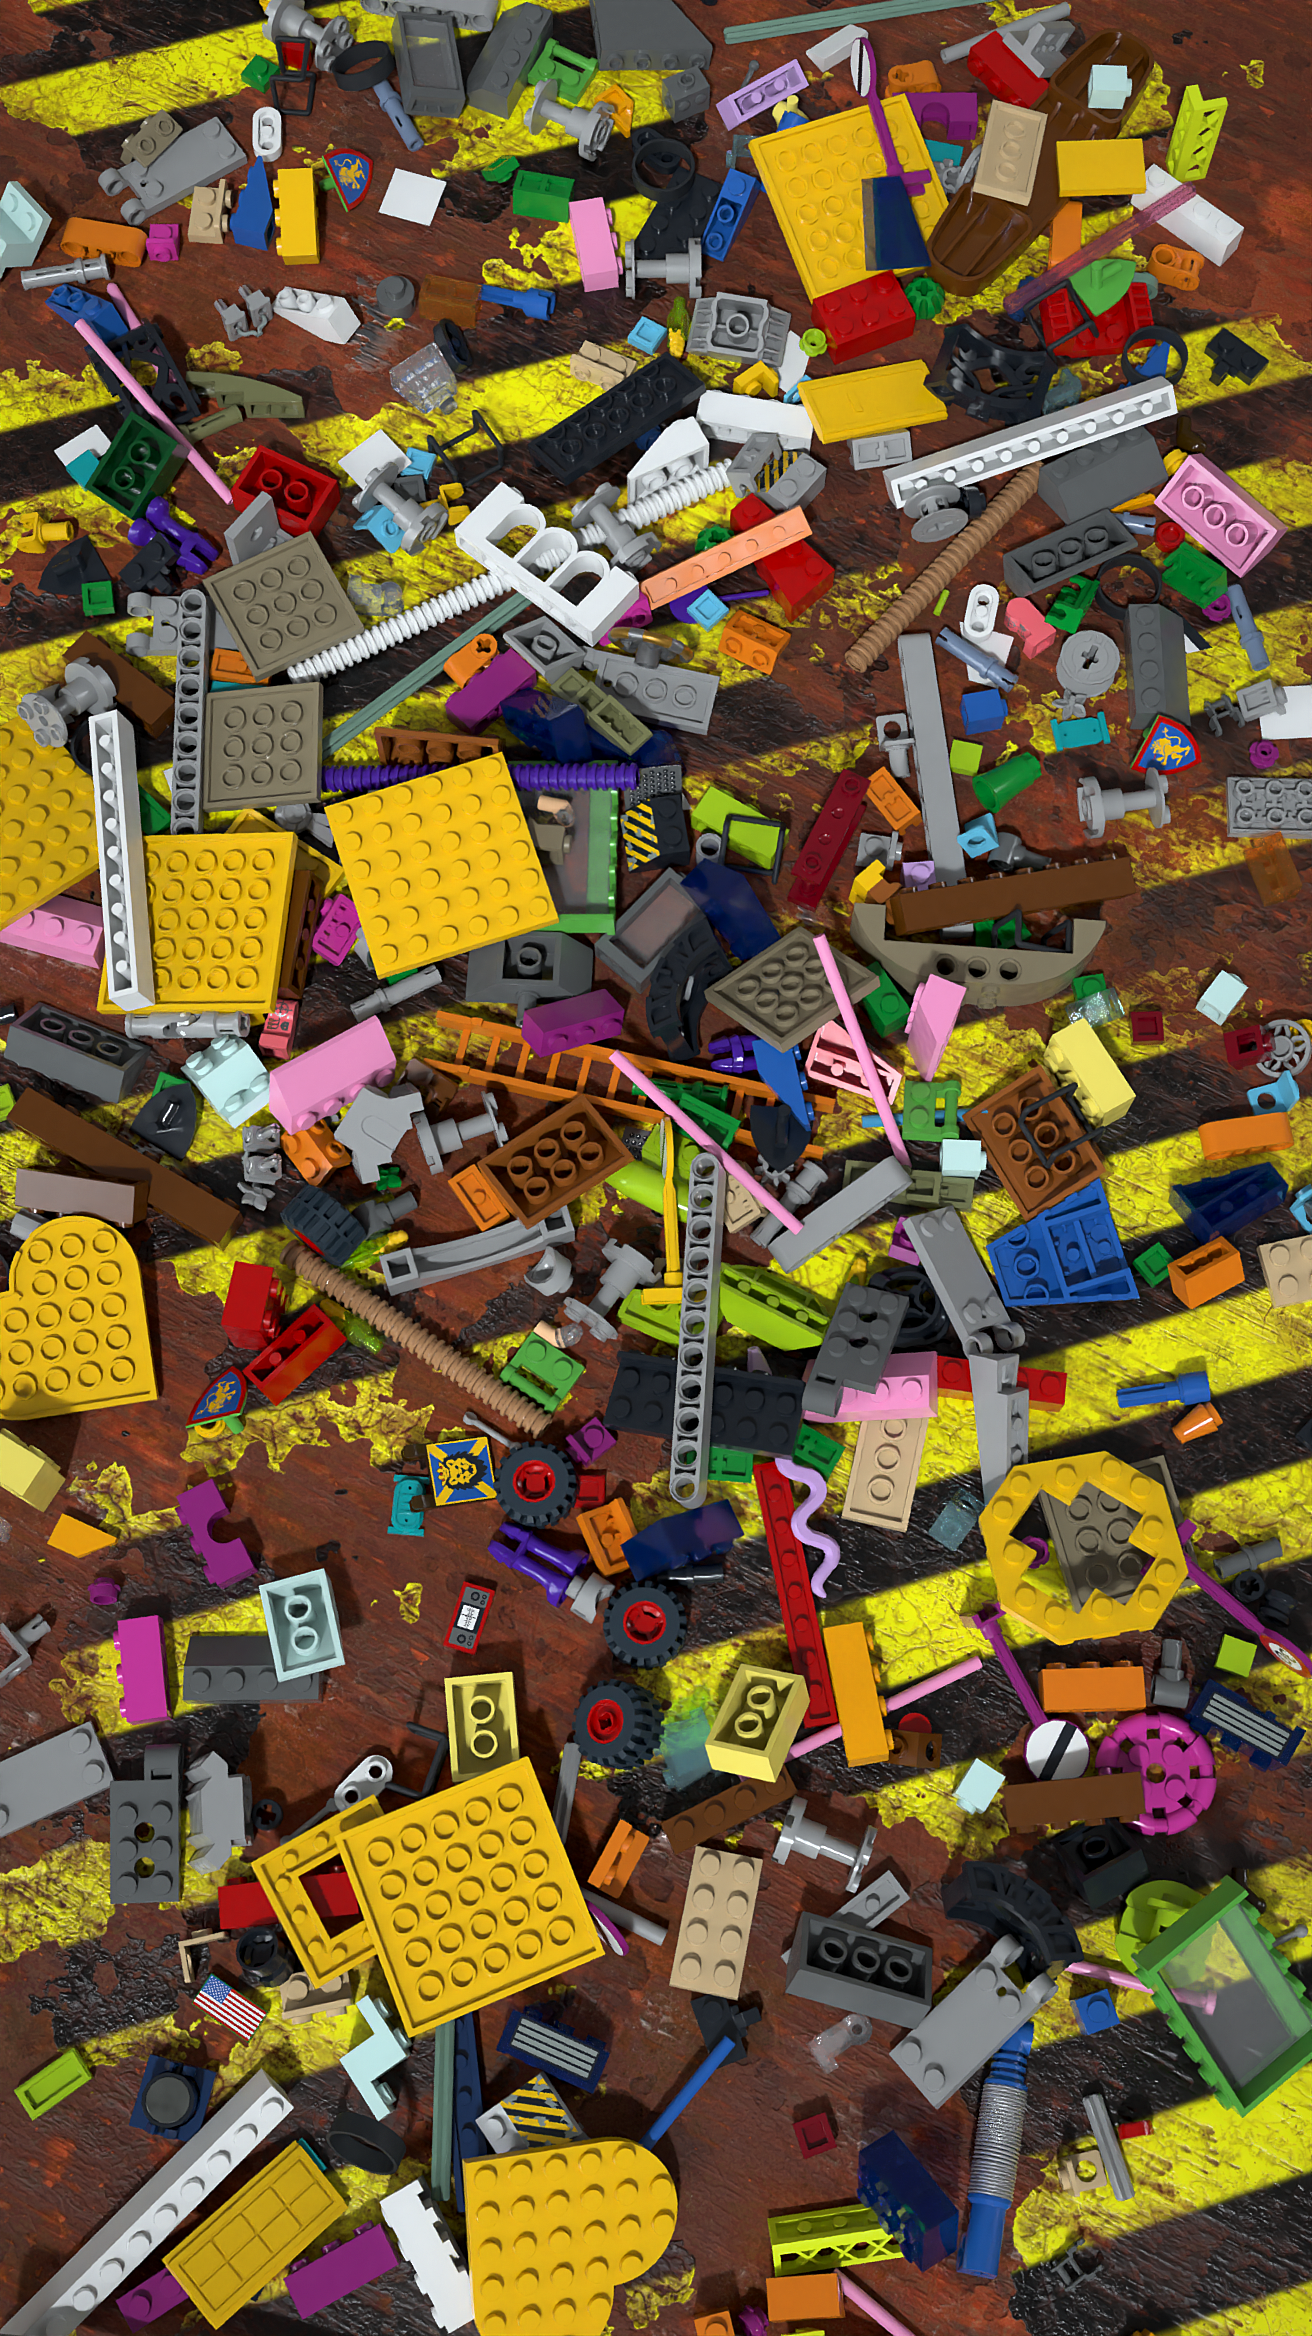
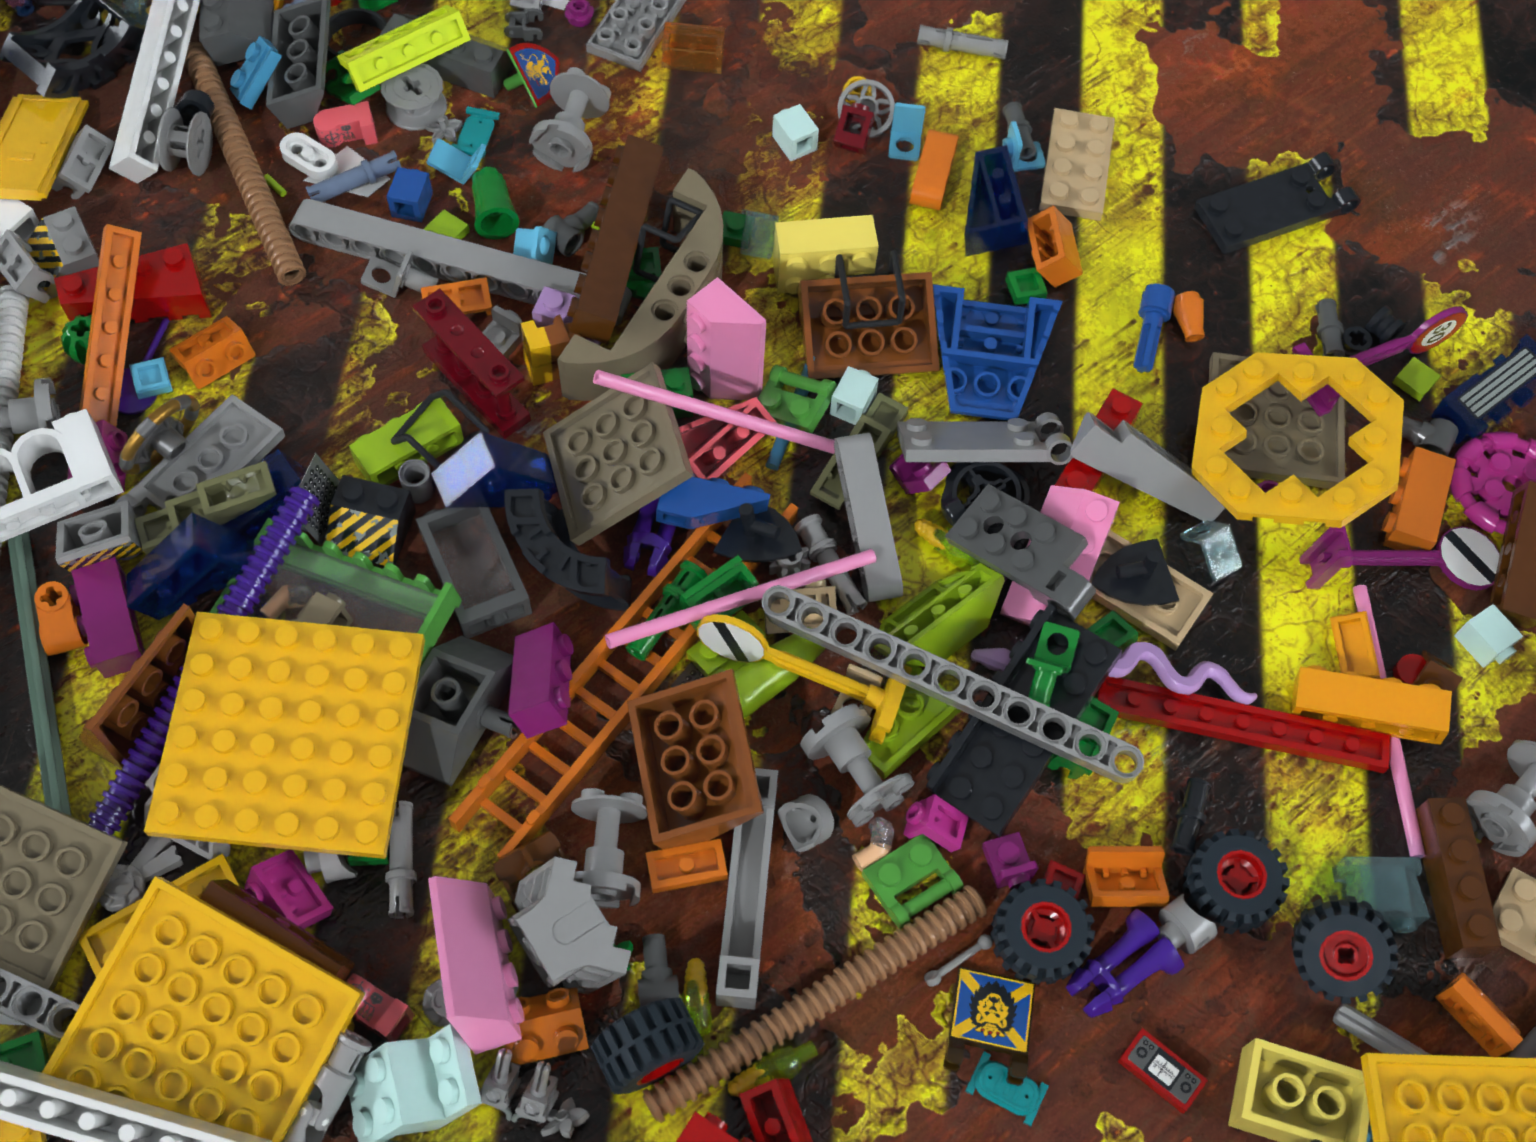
camera: 70 degrees left, 10 degrees down
(595, 1373) = (936, 821): none -> dark pink bracket
(682, 1538) = (1166, 805): clear blue wedge -> none
(750, 1401) = (1050, 665): none -> green bracket
(757, 1722) = (1386, 803): light yellow brick -> none
(892, 1459) = (1137, 575): none -> black shield
(913, 1671) = (1355, 644): none -> light orange tile
(1036, 527) = (255, 72): none -> dark azure plate
(1036, 728) = (453, 161): none -> medium azure bracket
(1115, 632) = (404, 47): none -> neon yellow fence
(1146, 1028) = (794, 199): dark red plate -> none

